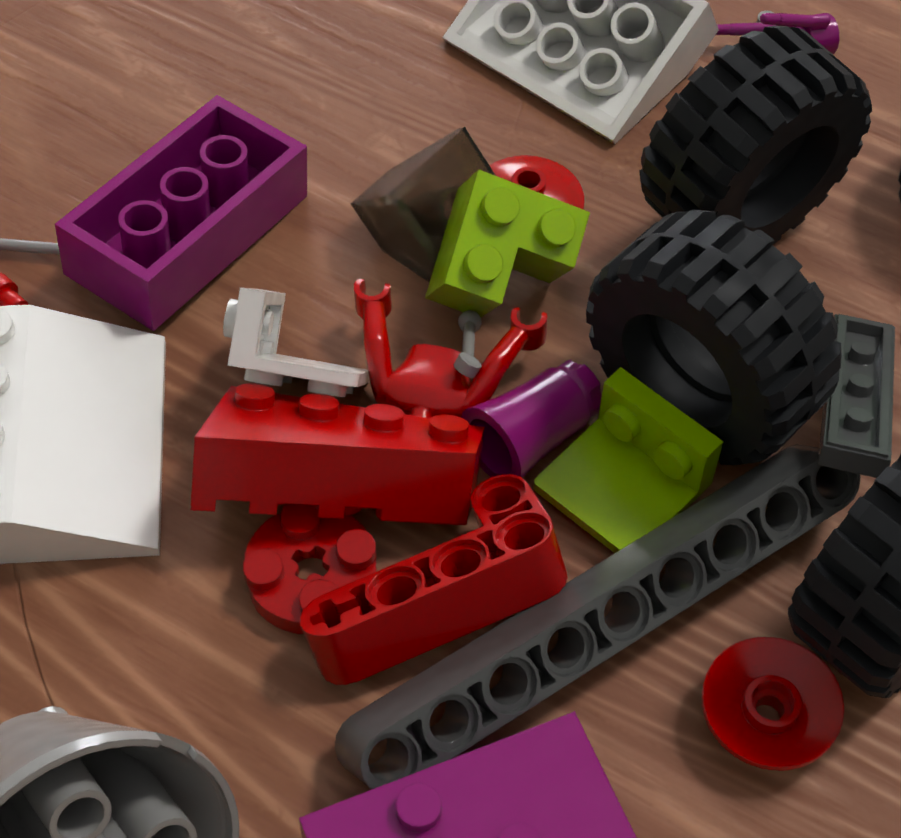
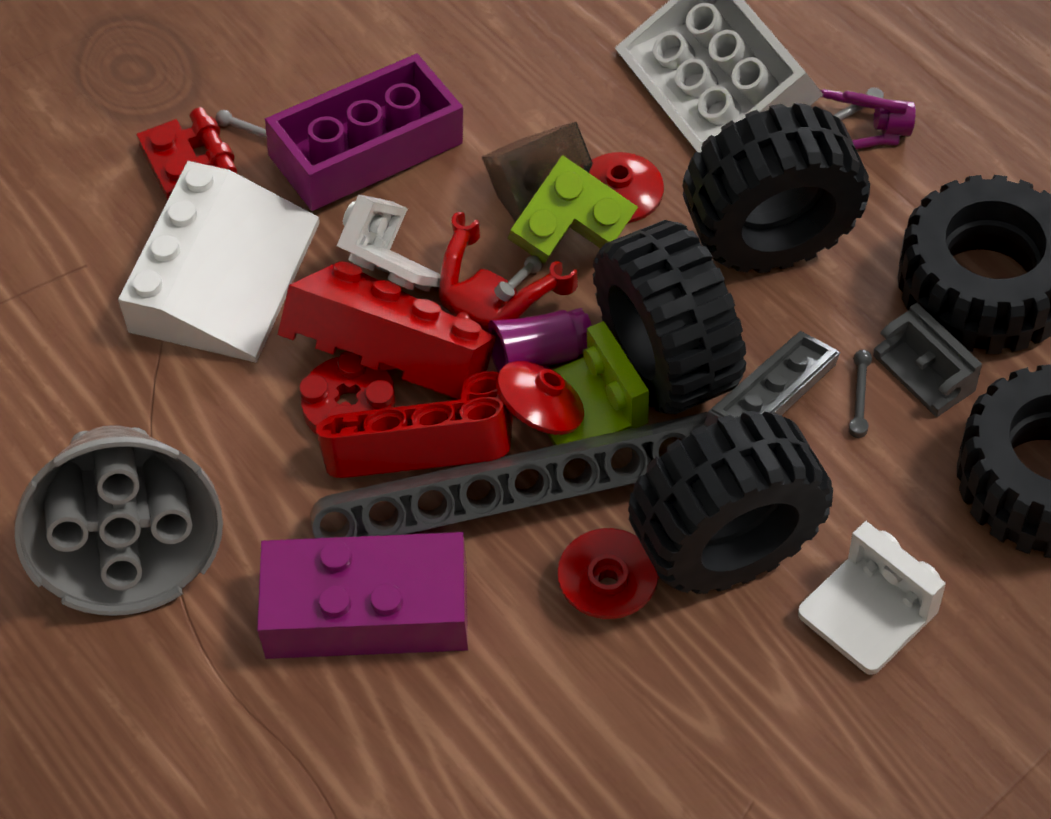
camera: 25 degrees right, 0 degrees up
(580, 491) = (540, 397): none -> red dish

